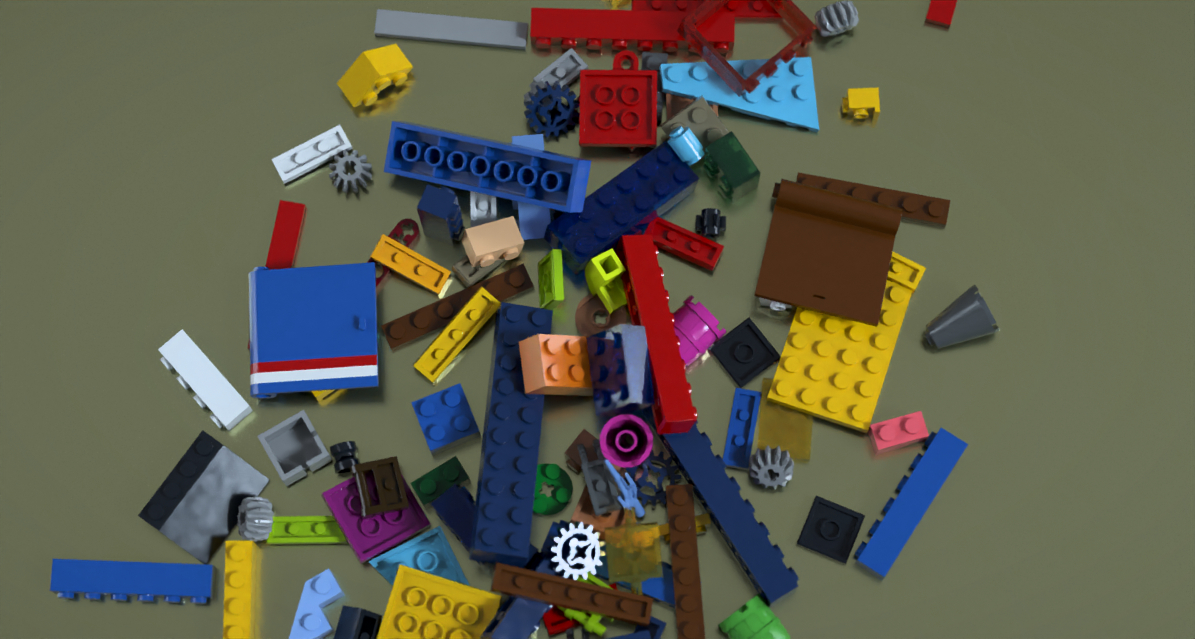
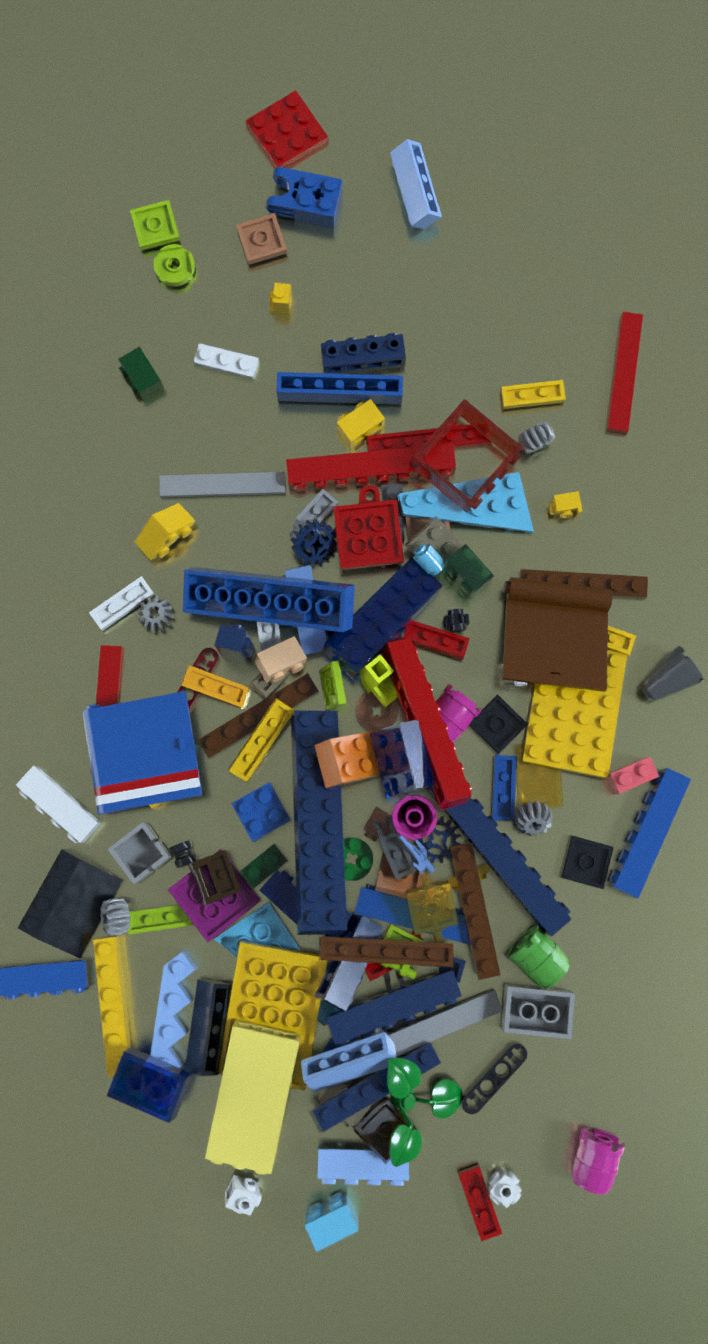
camera: 10 degrees left, 5 degrees up
(587, 550) = (394, 912): gear -> none

